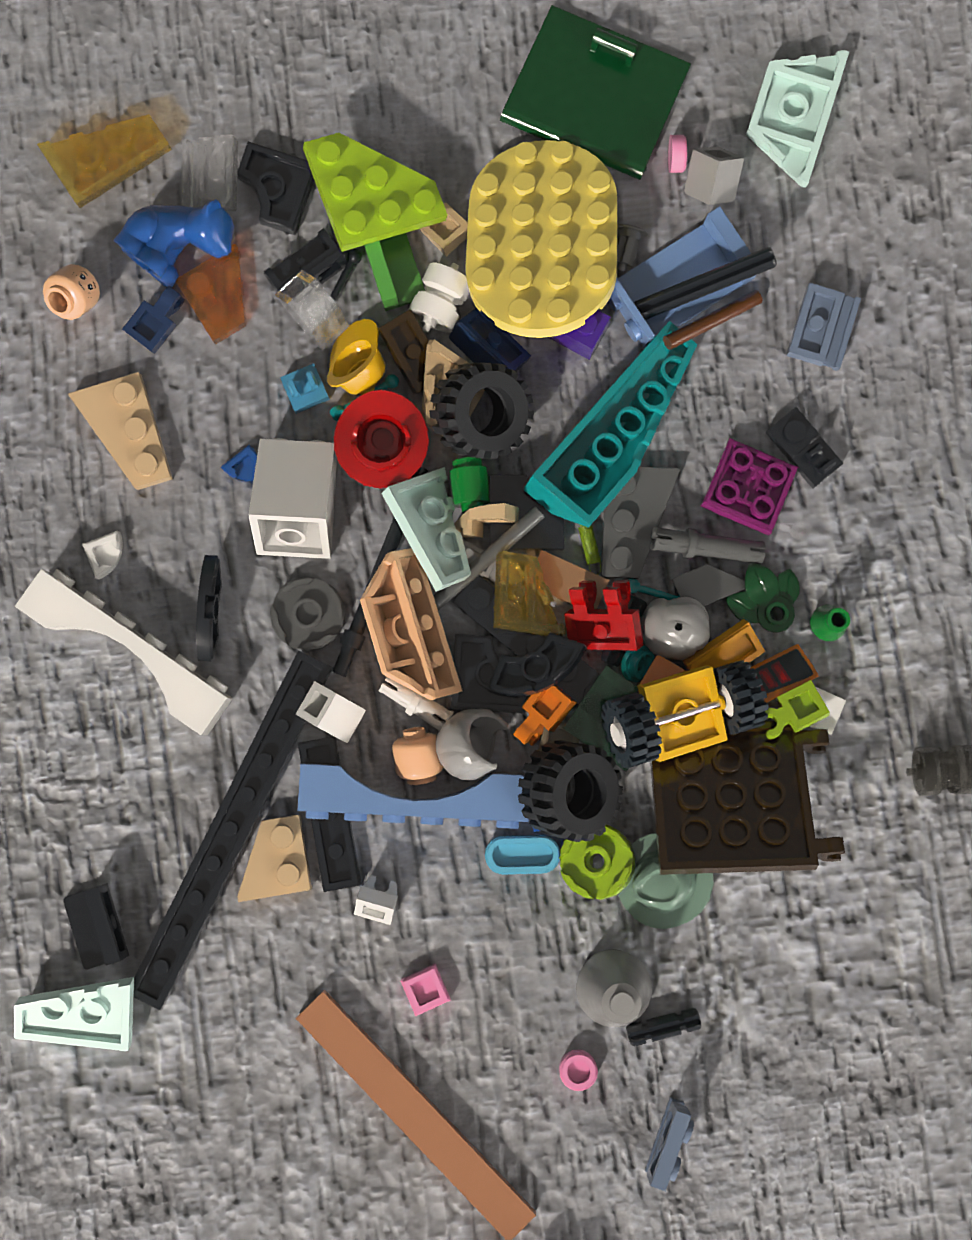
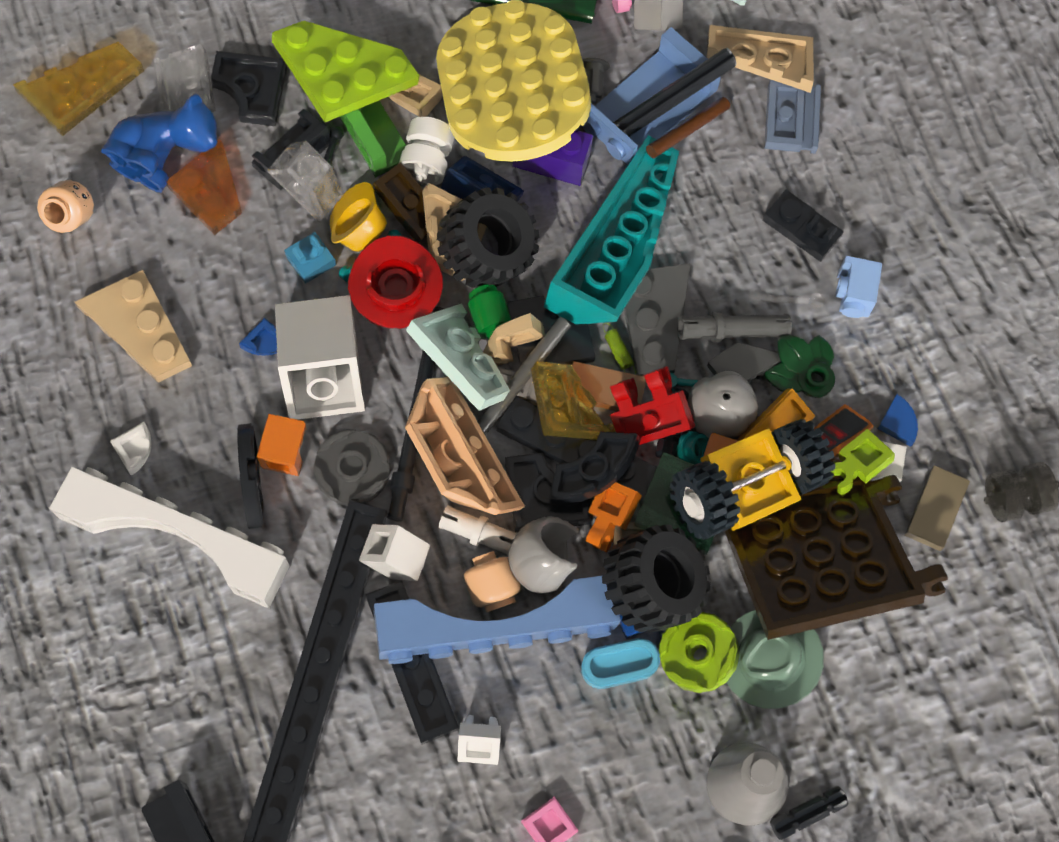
camera: 15 degrees left, 15 degrees down
(151, 324) = (151, 223): dark blue plate -> none
(244, 581) = (281, 445): none -> orange panel
(277, 860) = (364, 722): tan wing -> none
(749, 486) = (760, 268): magenta tile -> none
(812, 251) = (767, 54): none -> tan wing
(822, 624) = (872, 374): green cone -> none
(842, 527) = (858, 286): none -> light blue brick
(847, 672) = (900, 421): none -> blue tile
(860, 766) = (937, 508): none -> dark tan tile

